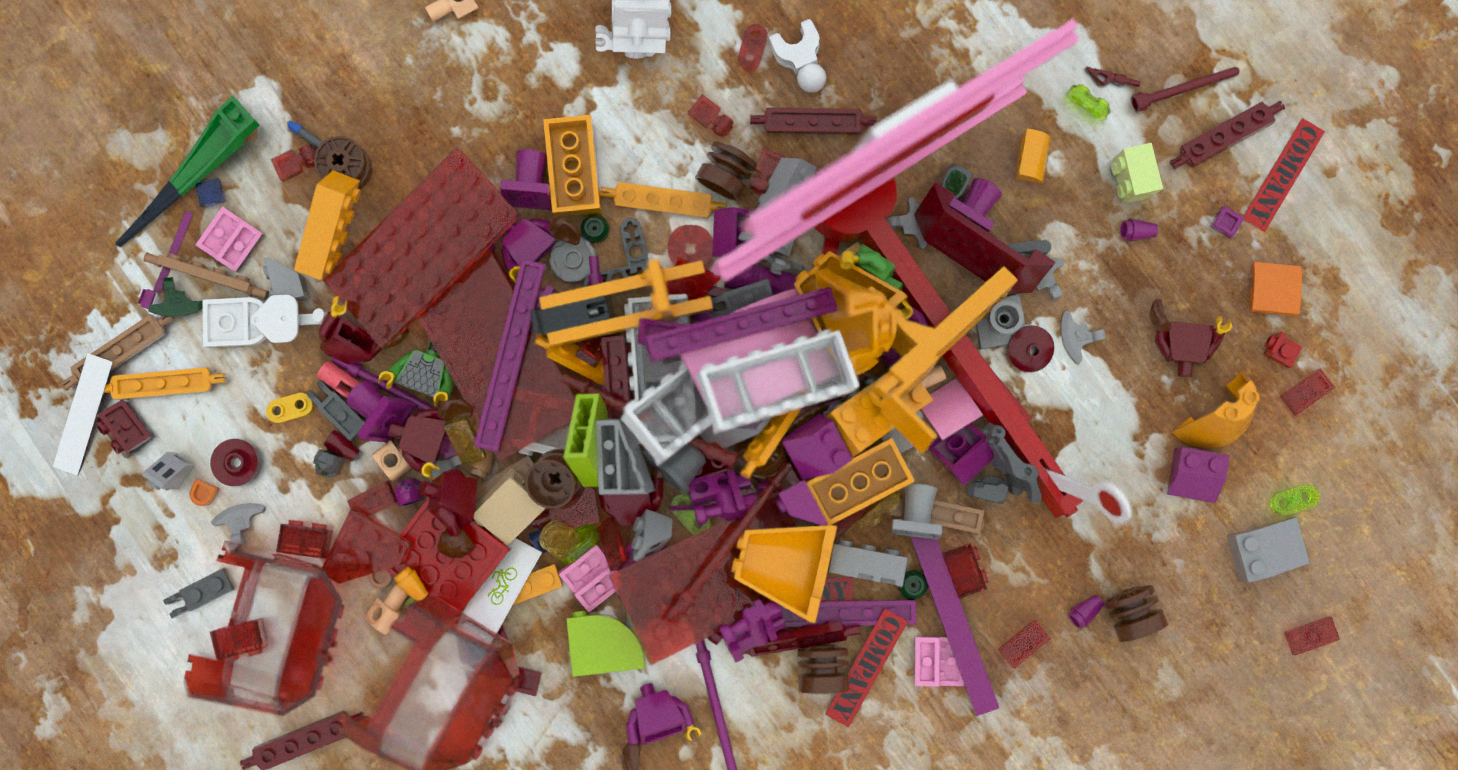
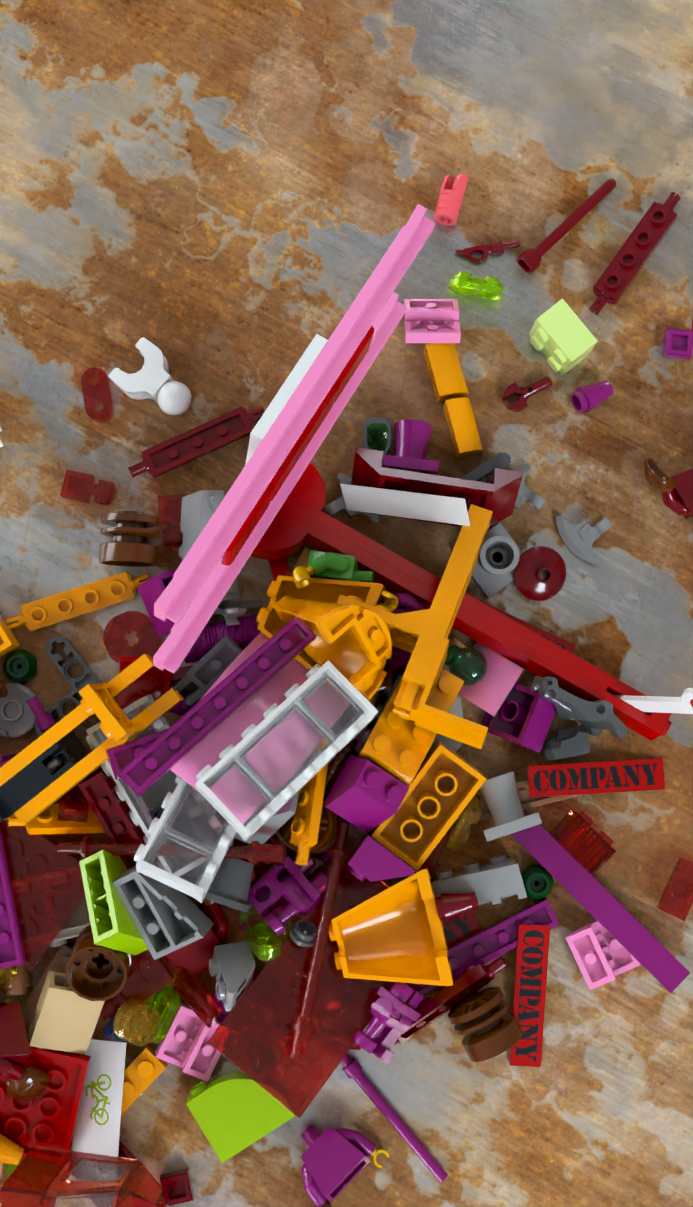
camera: 30 degrees left, 0 degrees up
(685, 524) = (263, 941): none -> clear neon green plate
(718, 532) = (303, 933): none -> dark grey plate
(844, 567) = (455, 904): none -> dark red cone
(941, 389) = (466, 664): none -> clear green piece
(952, 243) = (406, 504): none -> white sticker
(998, 526) = (595, 777): none -> red sticker
(1025, 207) = (462, 427): none -> light orange brick
(1041, 112) = (432, 321): none -> bright pink slope
(1087, 203) = (525, 393): none -> dark red bar
(1101, 24) = (450, 199): none -> coral hinge

